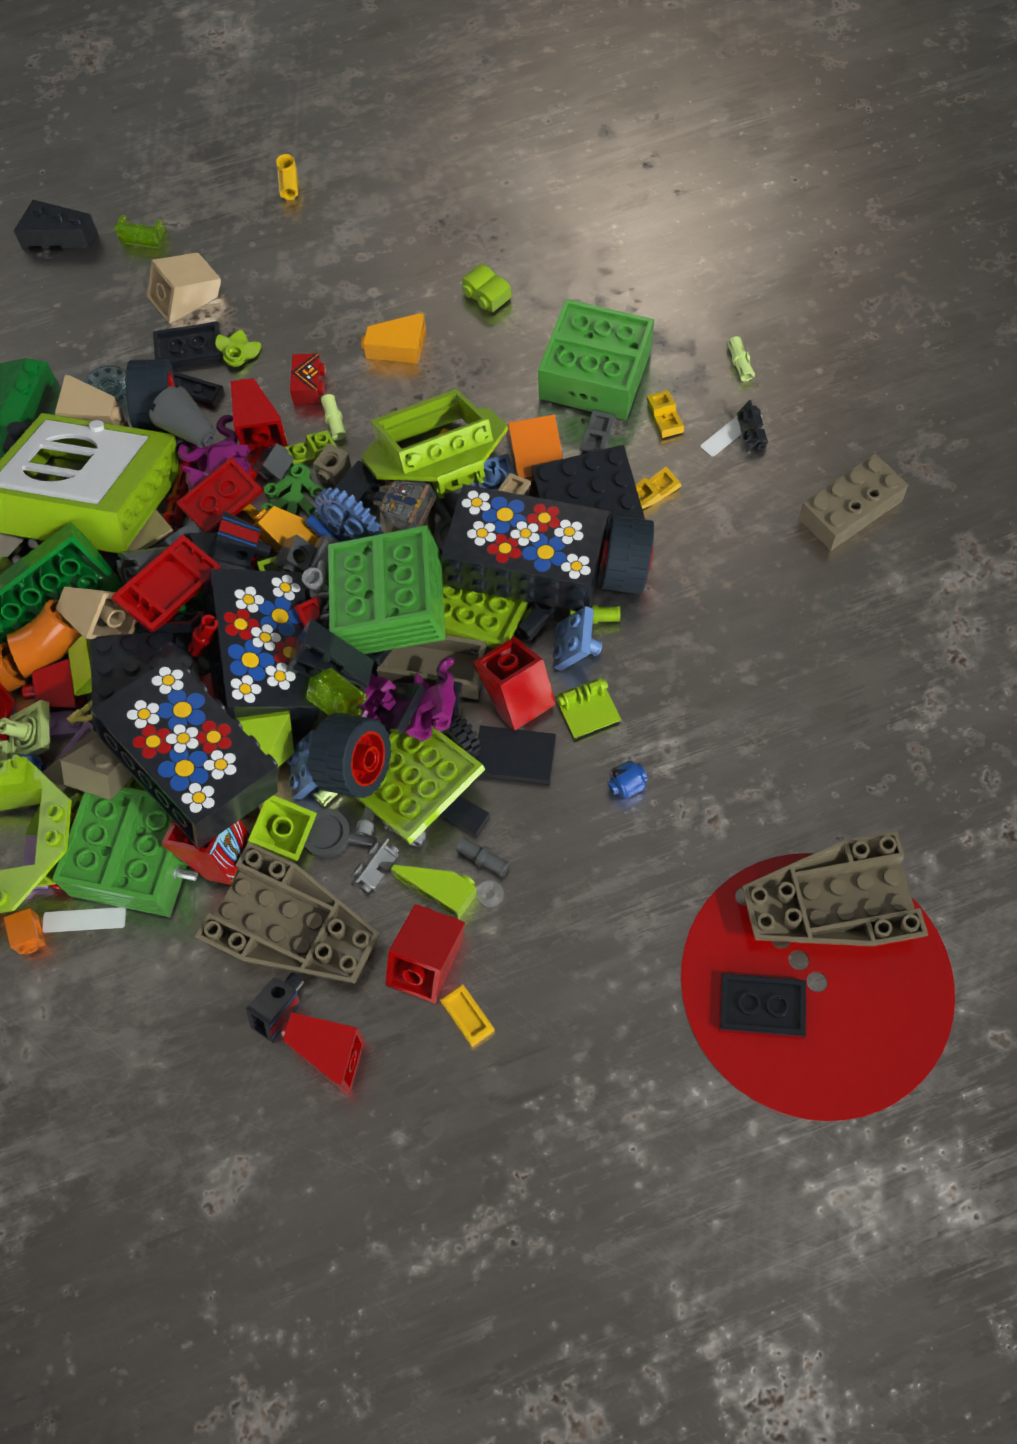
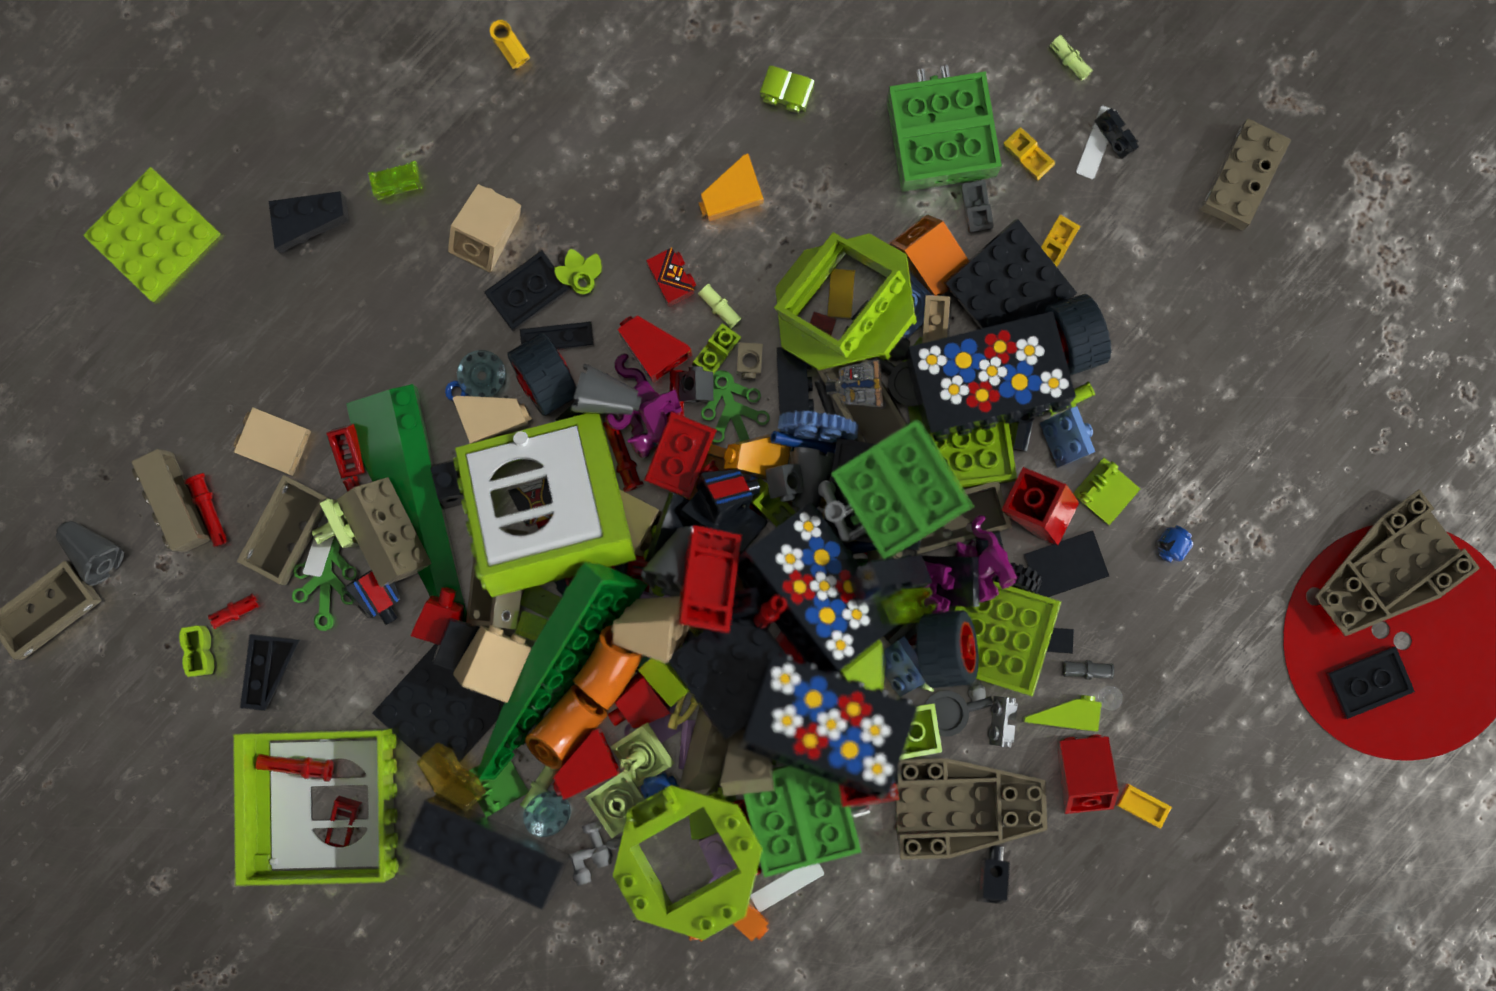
camera: 30 degrees left, 20 degrees up
(309, 610) = (844, 540): red tile -> none
(326, 1047) = (1054, 892): red slope -> none

